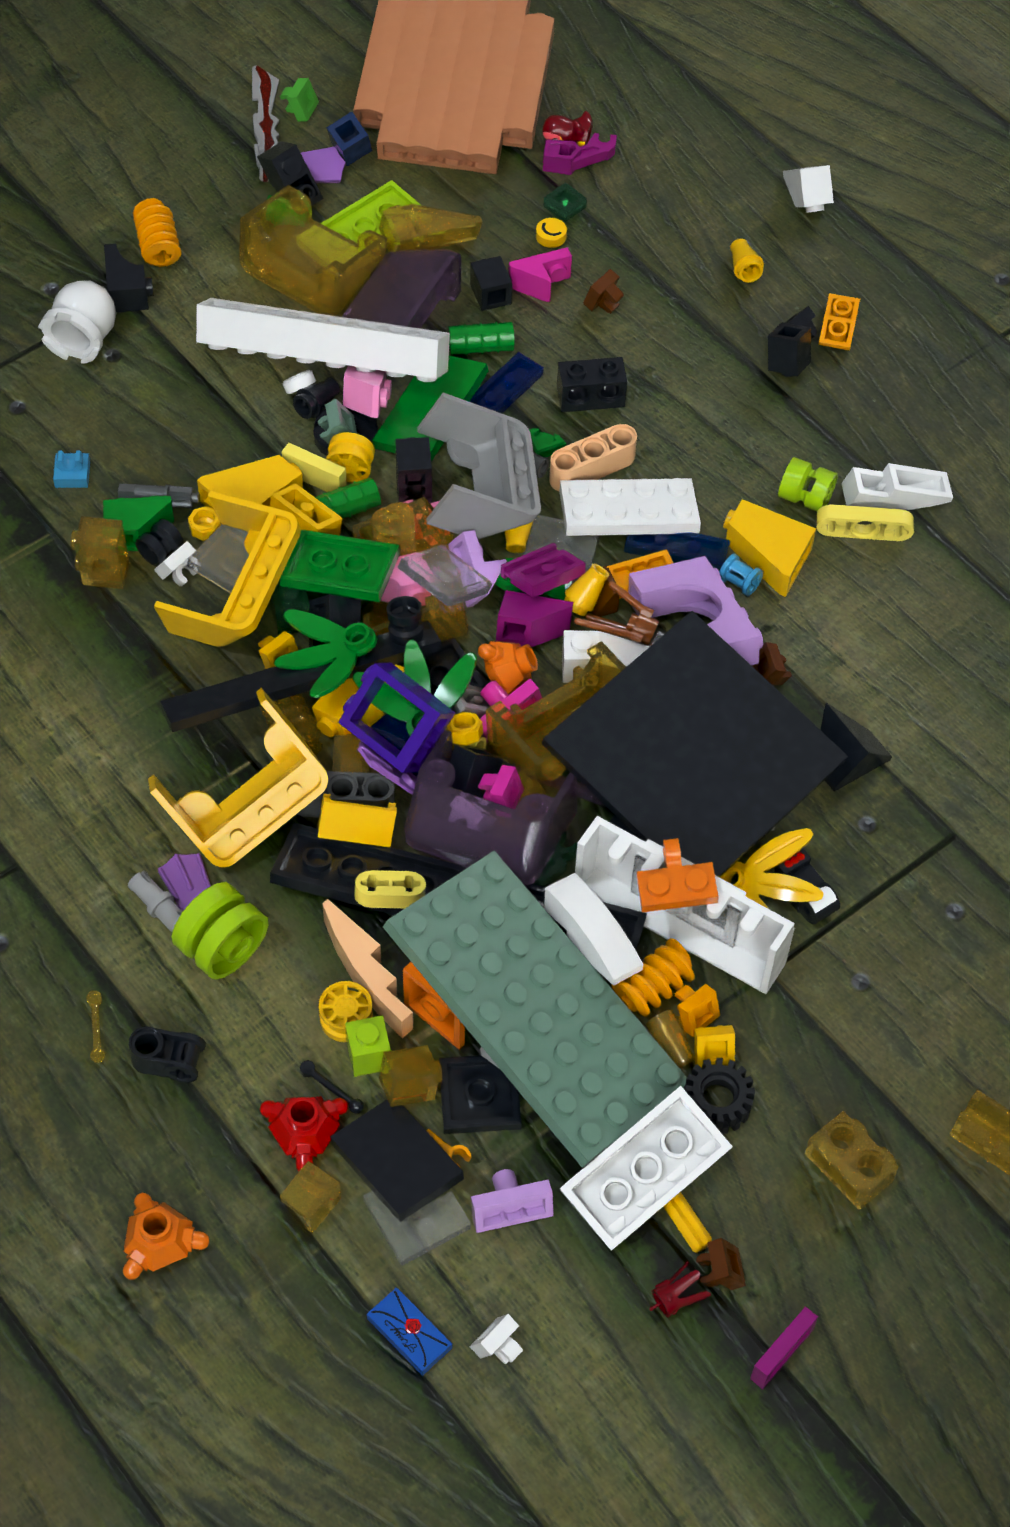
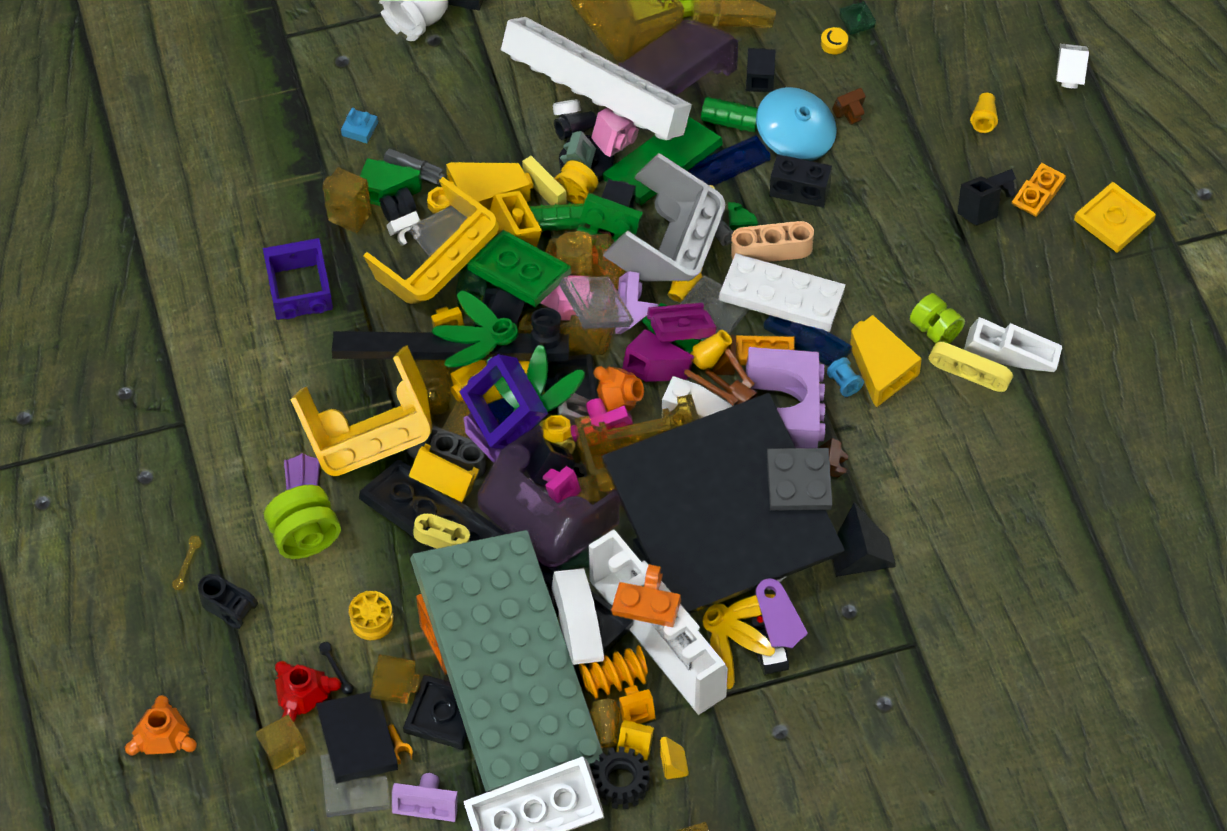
camera: 25 degrees right, 0 degrees up
(79, 628) = (280, 259): none -> dark purple window
(158, 902) = (271, 485): light grey pin -> none
(362, 961) = (401, 583): light nougat slope -> none
(366, 1044) = (371, 642): lime brick -> none
(415, 478) = (608, 216): none -> green plate
(536, 273) = (800, 71): dark pink slope -> none
(556, 326) = (791, 133): none -> medium azure dish
(762, 1055) = (673, 759): none -> yellow slope
(768, 694) = (799, 479): none -> dark grey plate
(812, 851) = (779, 615): none -> medium lavender piece
(930, 326) = (1114, 217): none -> yellow plate

